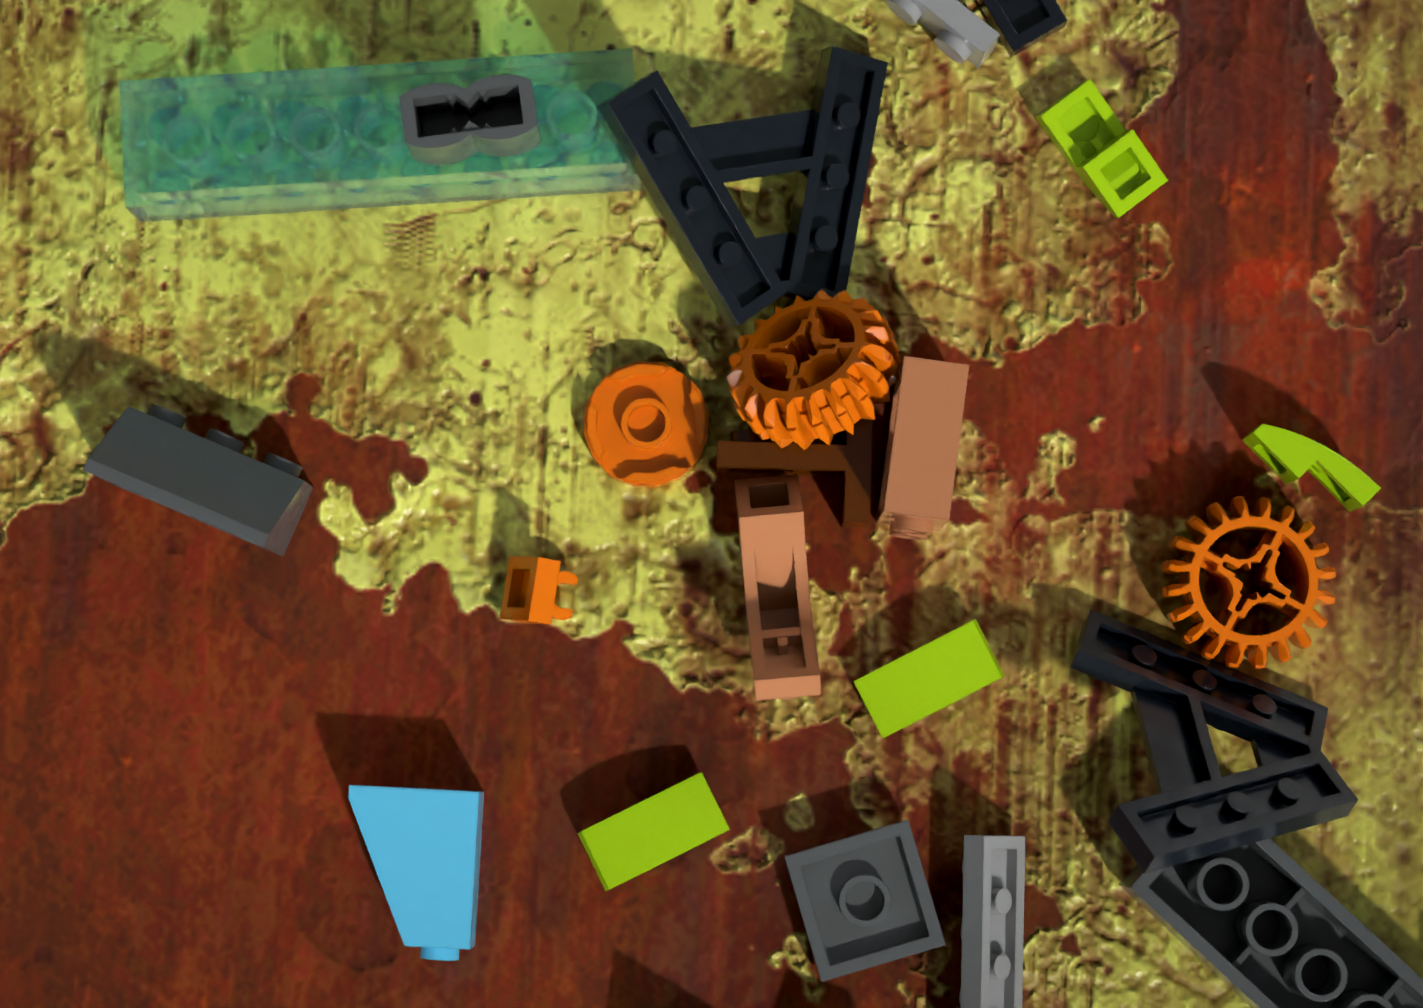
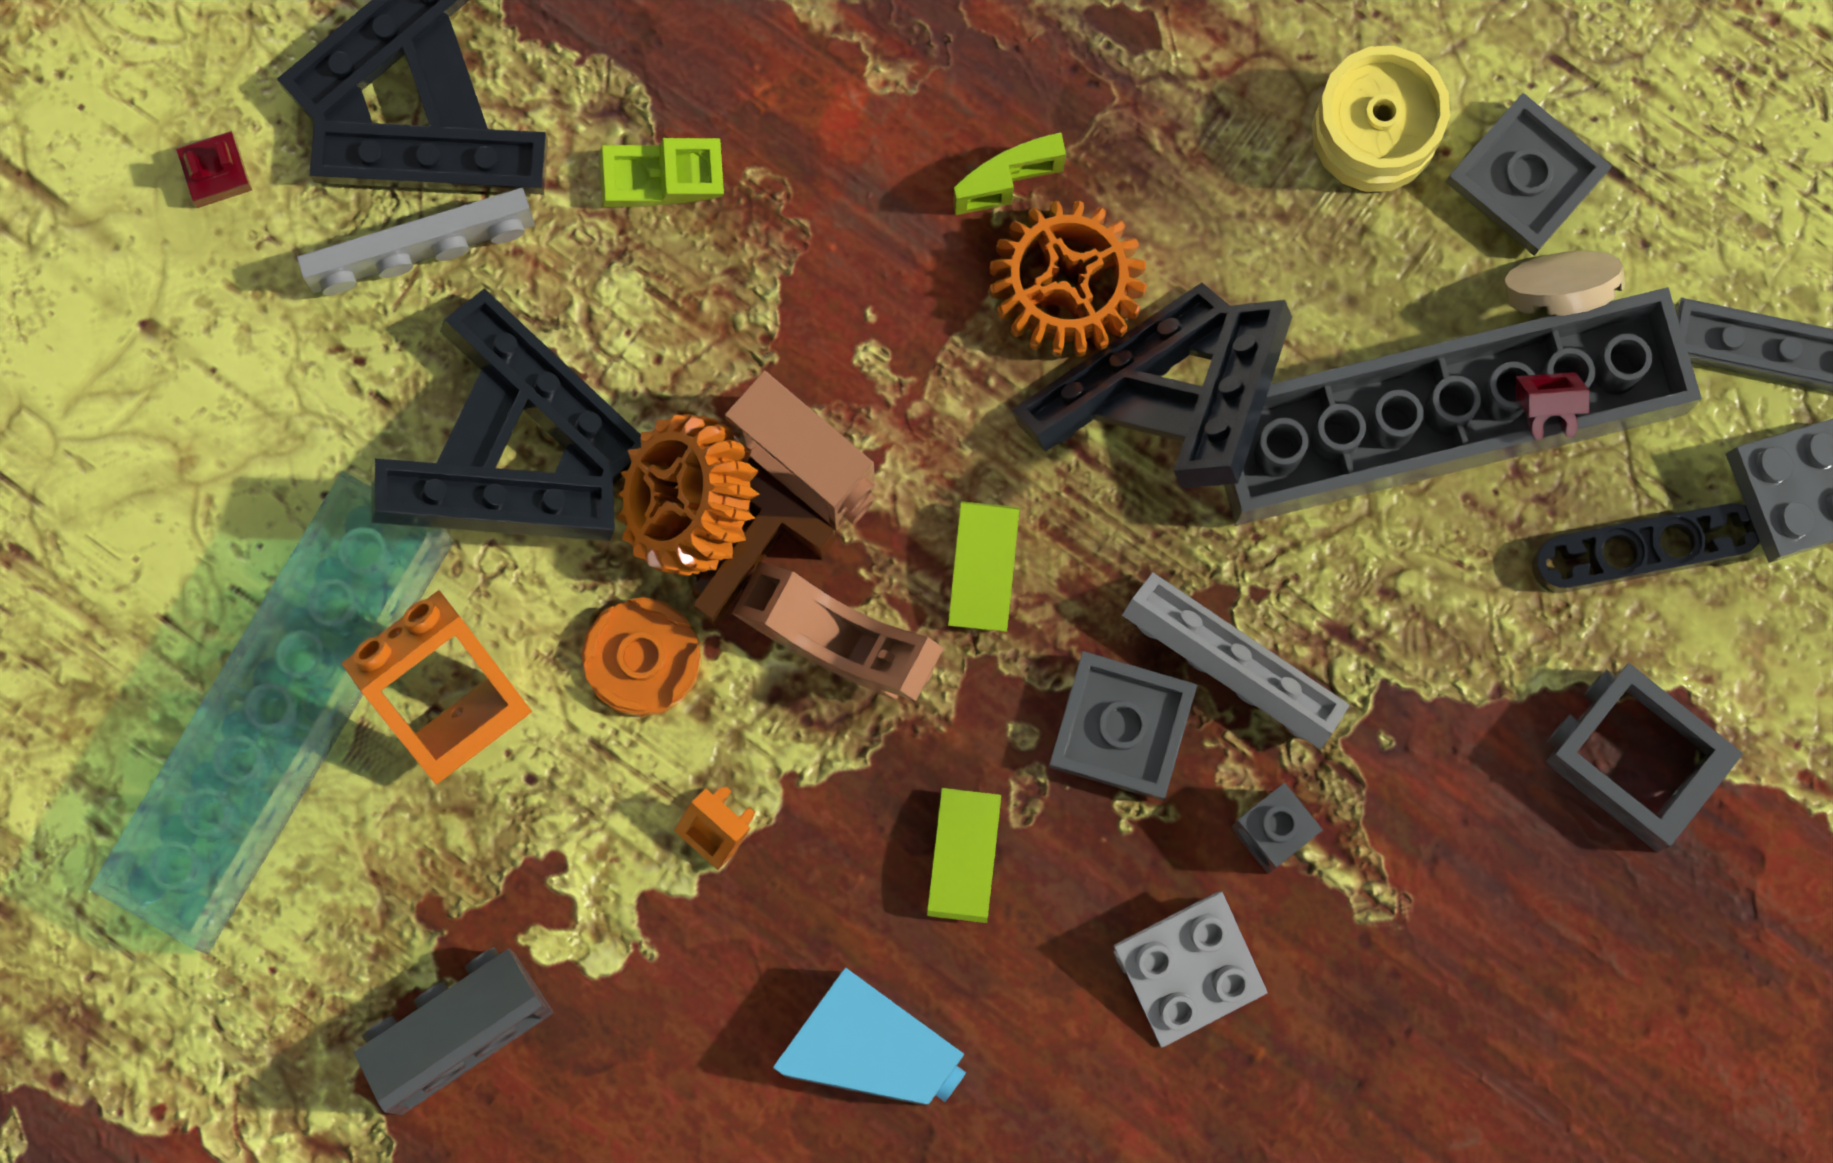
camera: 60 degrees left, 5 degrees down
(454, 122) = (324, 610): dark grey brick -> none
(479, 309) = (464, 726): none -> orange window

